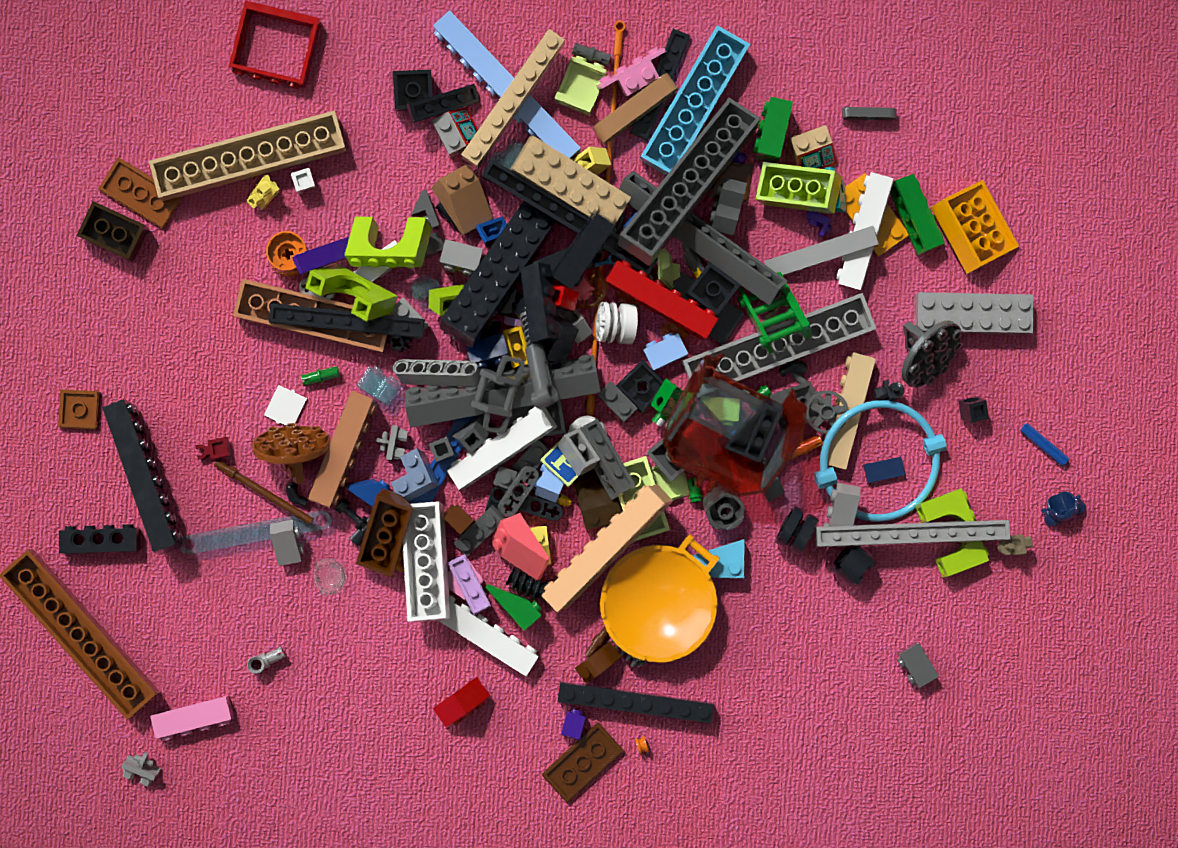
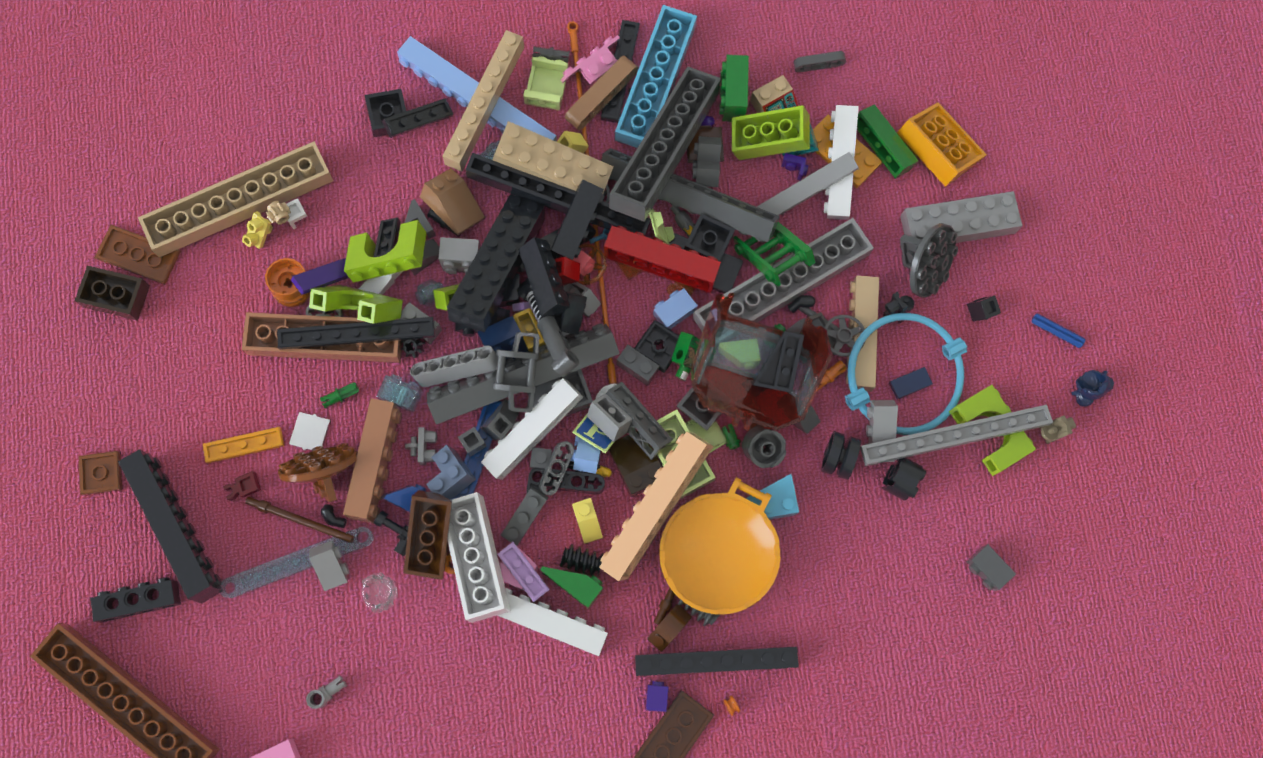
camera: 10 degrees left, 10 degrees down
(219, 407) = (243, 445): none -> light orange tile
(279, 14) = (250, 69): red window -> none
(288, 181) = (278, 212): none -> tan gear
(391, 226) = (387, 236): none -> black tile
(455, 130) = (432, 142): light grey slope -> none
(458, 518) = (500, 507): reddish brown brick -> none
(461, 703) = (537, 697): red brick -> none
(490, 230) = (481, 226): blue slope -> none
(520, 546) = (568, 522): coral slope -> none
(532, 457) = (564, 433): dark grey plate -> none
(616, 323) = (622, 288): white wheel -> none

